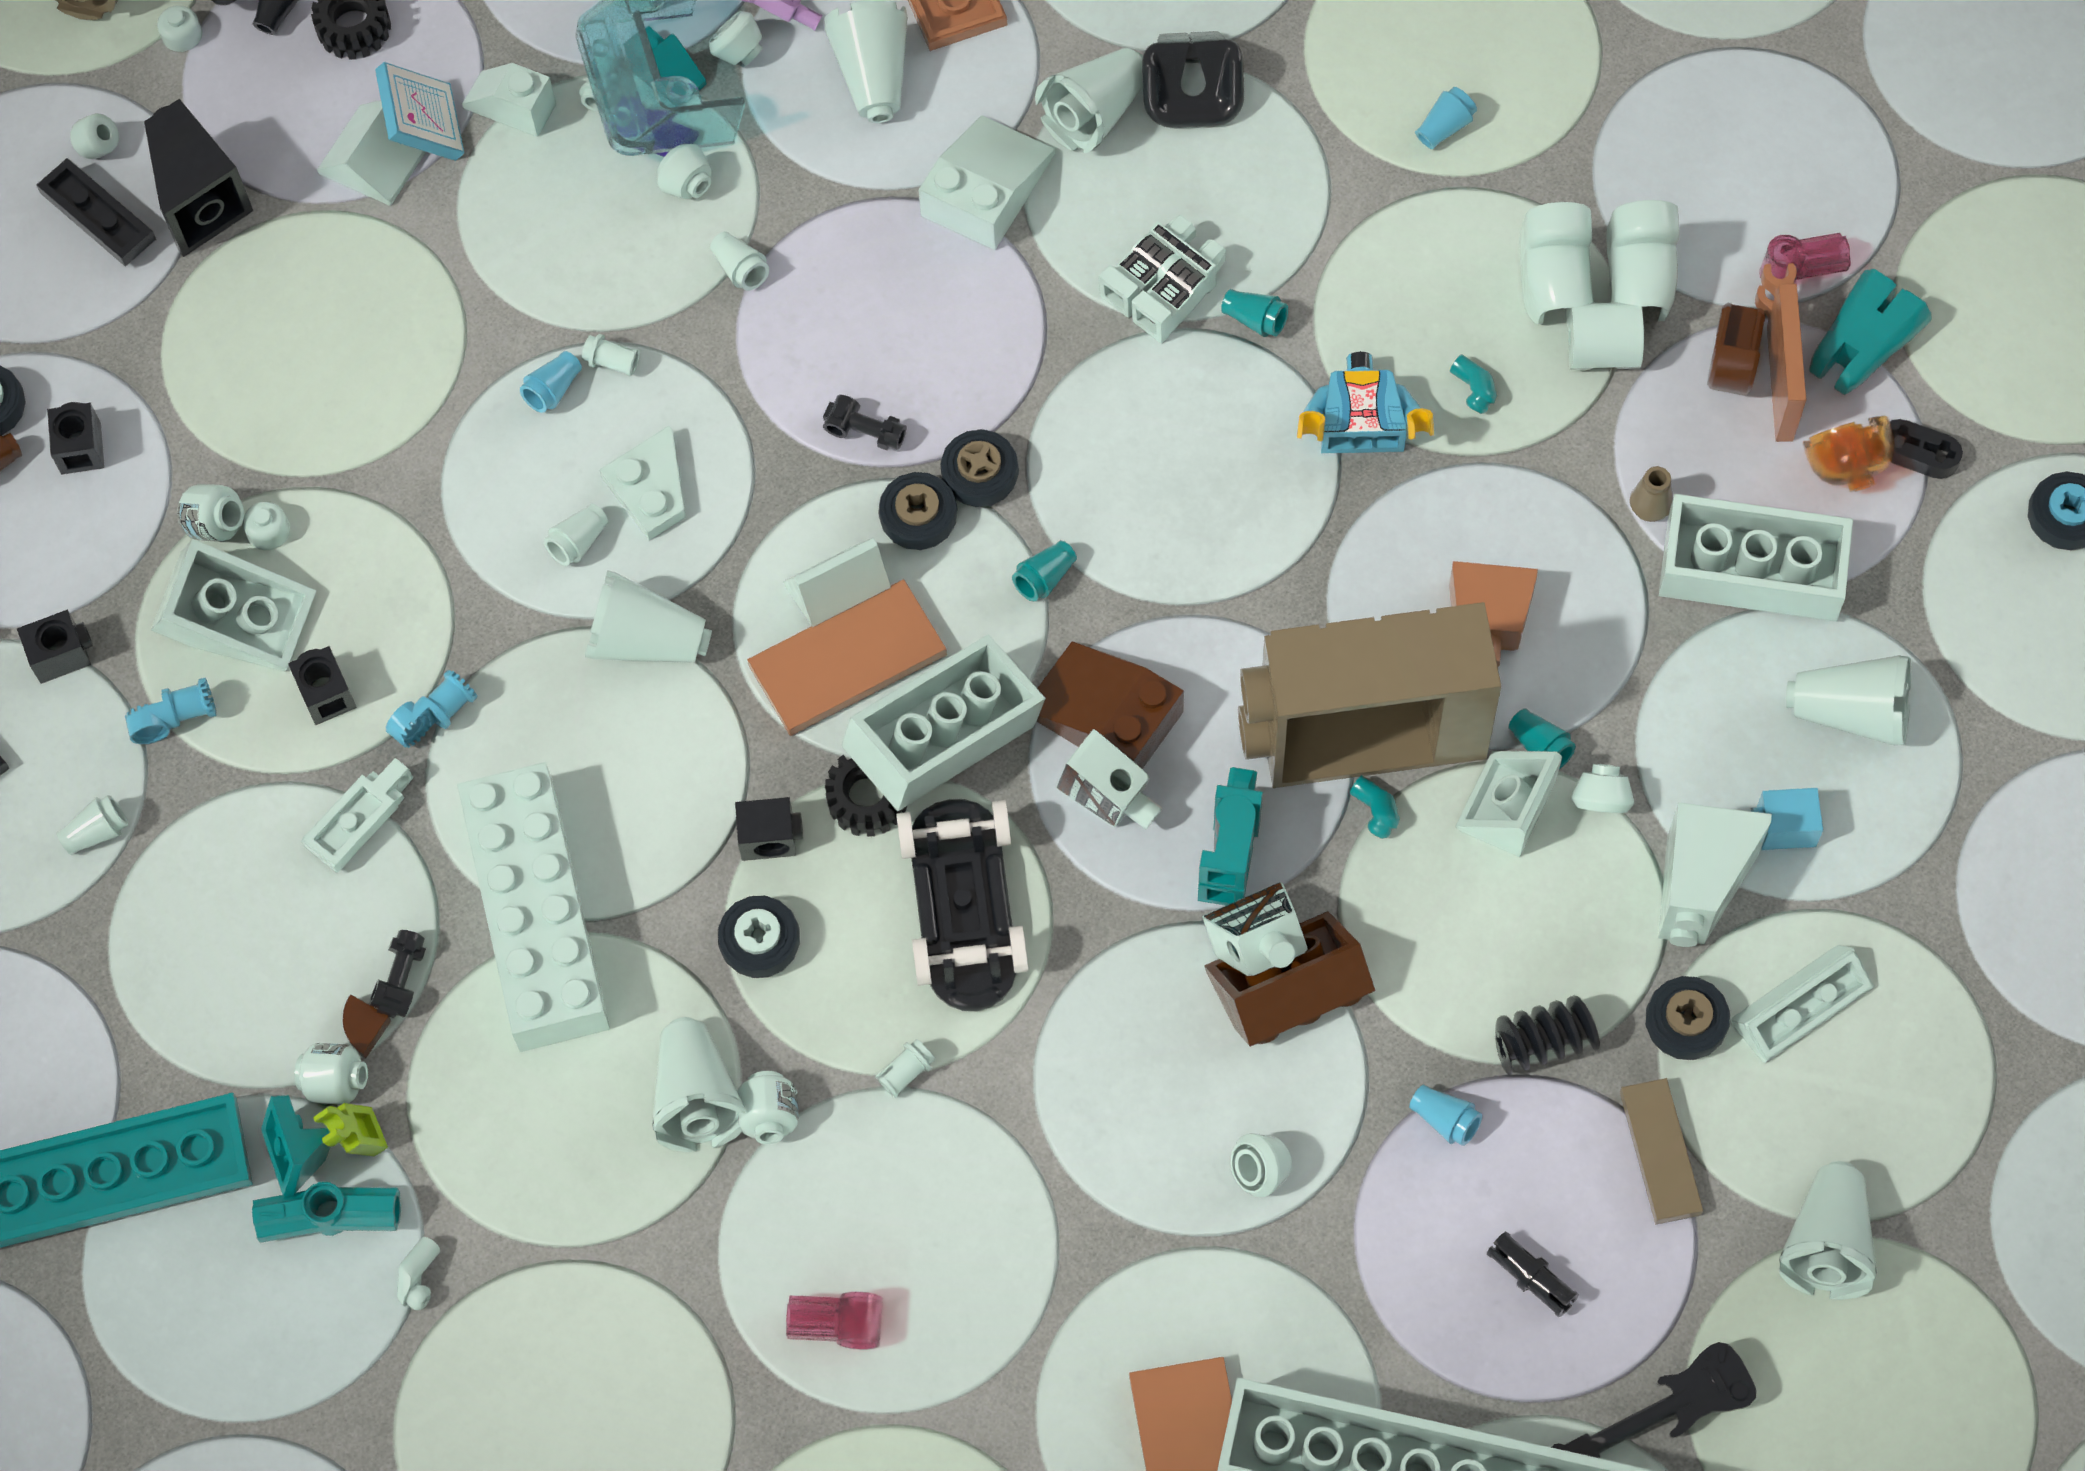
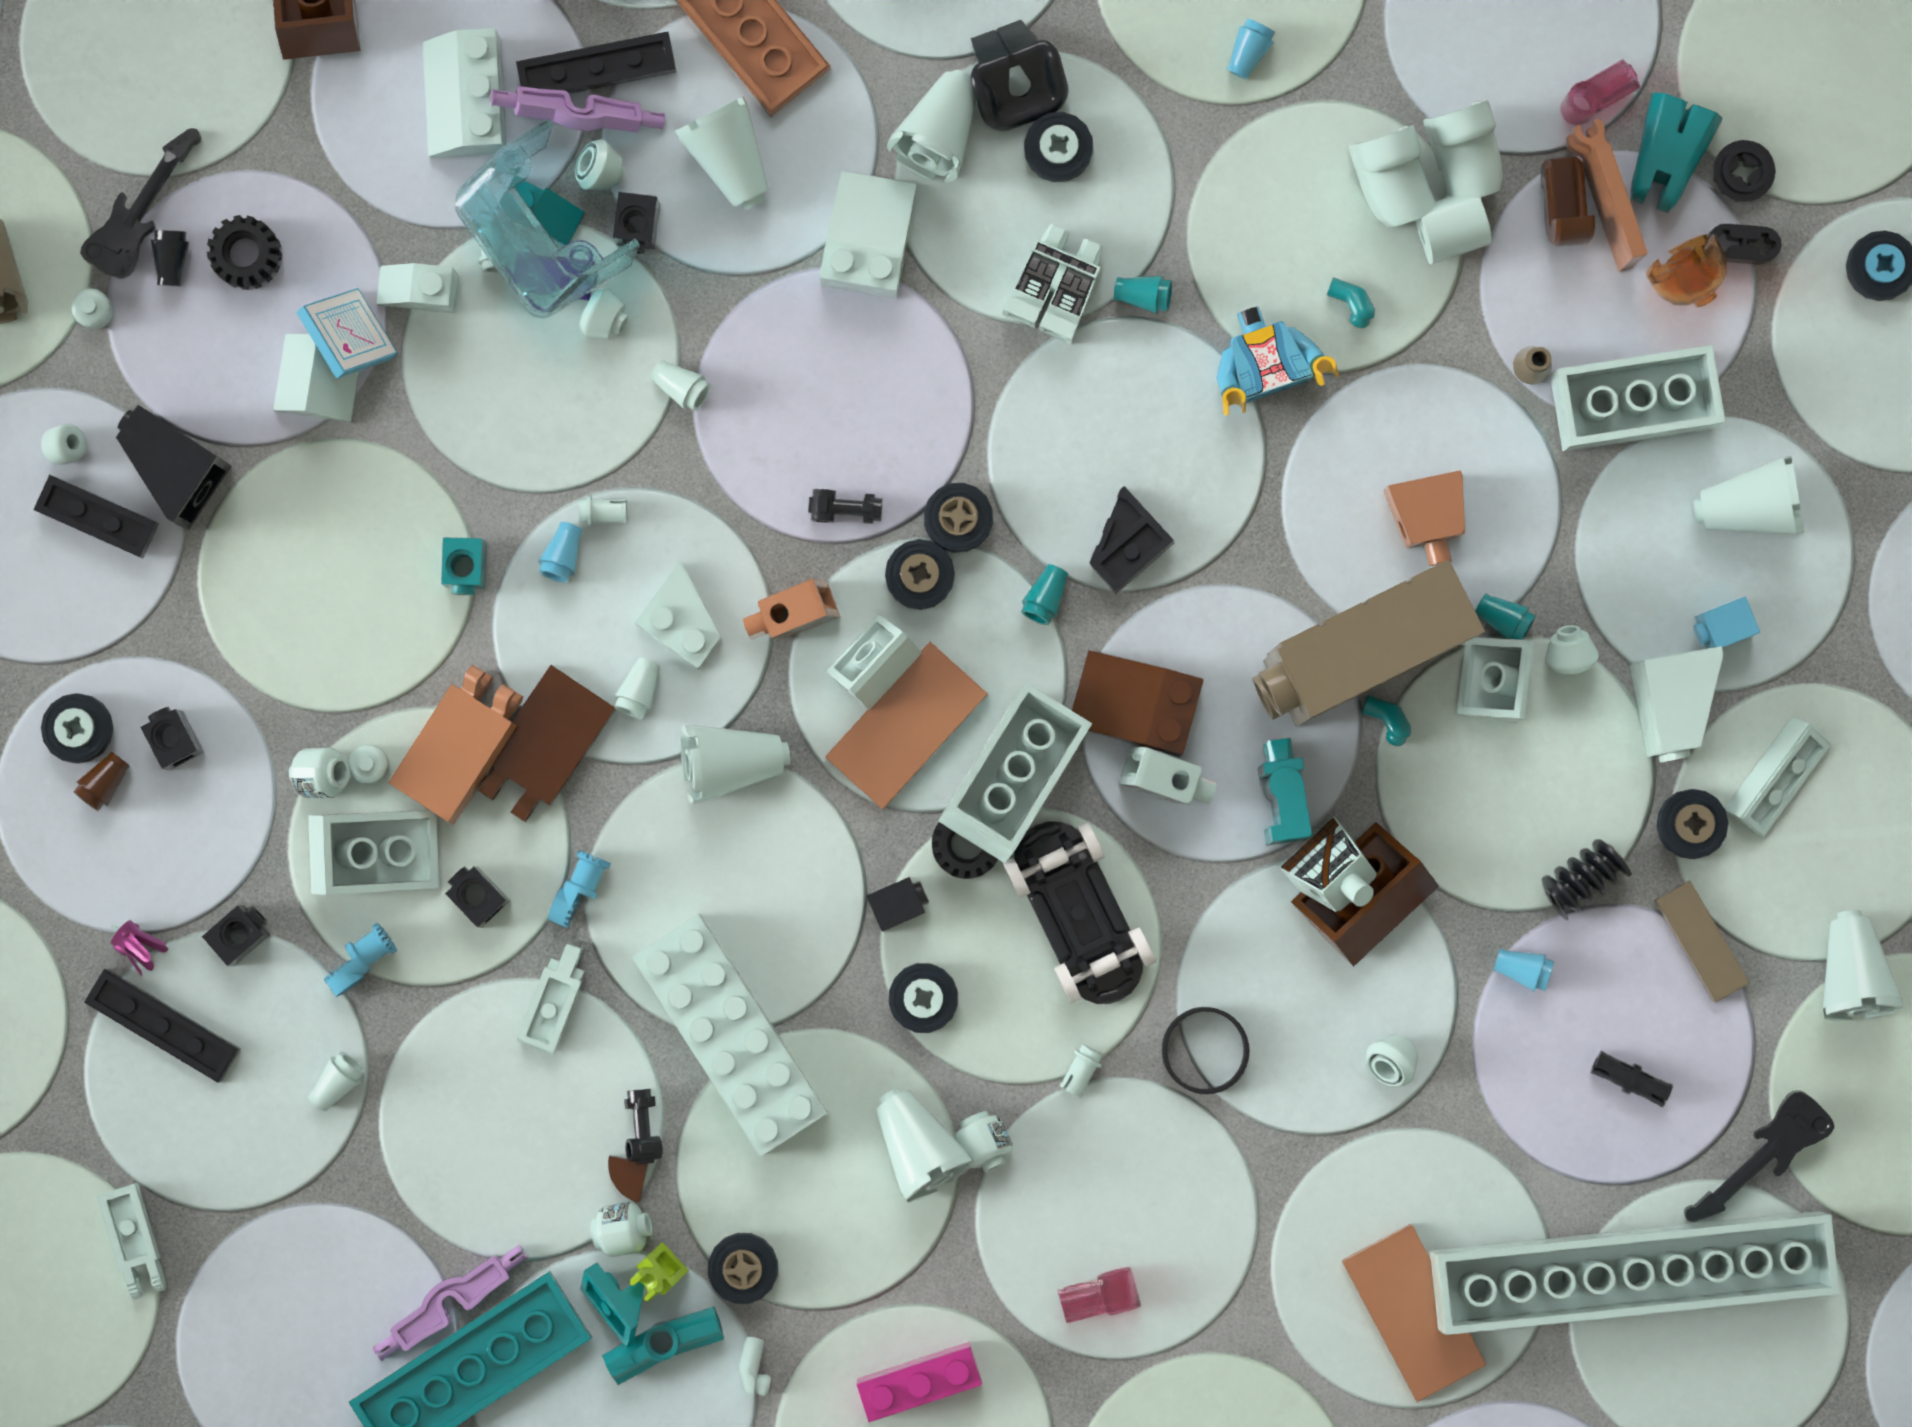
camera: 25 degrees left, 20 degrees up
(89, 1103) = (466, 1289): none -> lavender piece
(366, 531) = (457, 746): none -> nougat tile
(439, 1146) = (733, 1282): none -> black wheel
(446, 345) = (452, 551): none -> teal brick
(458, 560) = (549, 741): none -> reddish brown tile
(594, 1345) = (919, 1382): none -> dark pink brick
(760, 84) = (636, 205): none -> black brick
(771, 500) = (807, 605): none -> nougat torso
(1043, 1046) = (1245, 1059): none -> black tyre
(1152, 546) = (1128, 542): none -> black wing
(1205, 166) = (1055, 164): none -> black wheel
(1955, 368) = (1753, 156): none -> black gear

